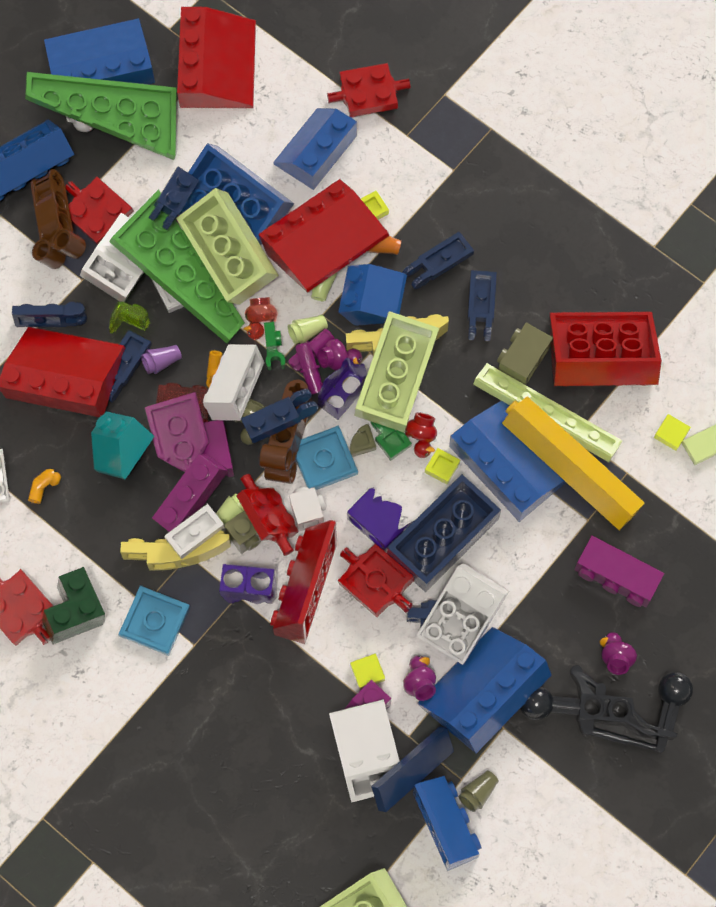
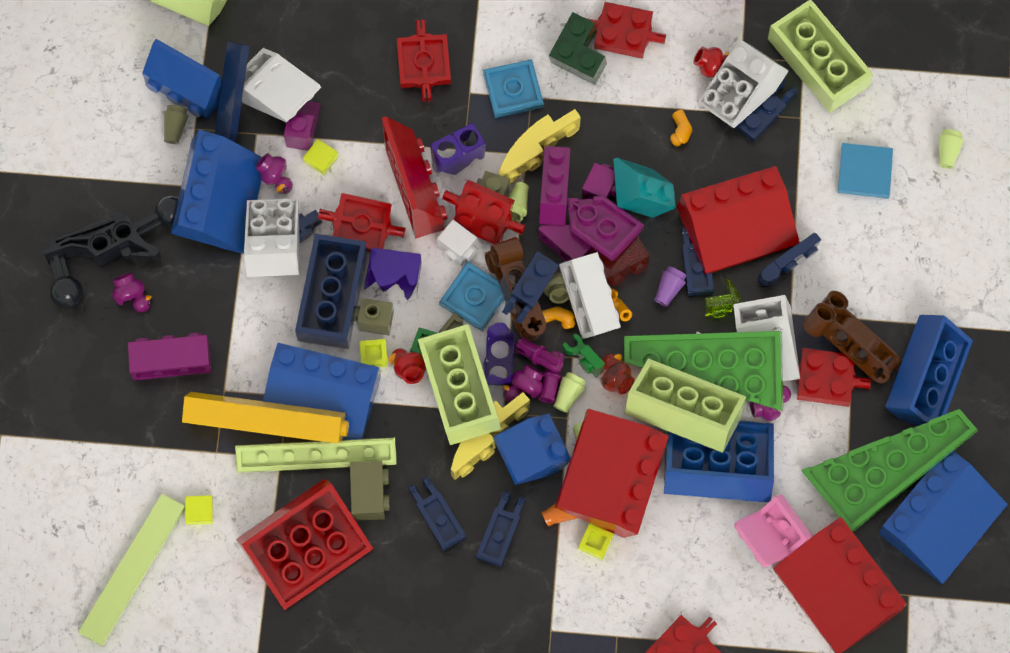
camera: 145 degrees right, 0 degrees up
(149, 478) = (600, 182): none -> magenta brick
(174, 196) = (762, 412): dark blue hinge -> none
(194, 531) = (527, 155): white plate -> none
(213, 697) = (423, 60): none -> red plate
(235, 123) = (773, 531): none -> bright pink bracket
(265, 393) = (560, 314): none -> light orange arm
(317, 146) = (687, 563): blue slope -> none
(420, 490) = (374, 316): none -> olive brick

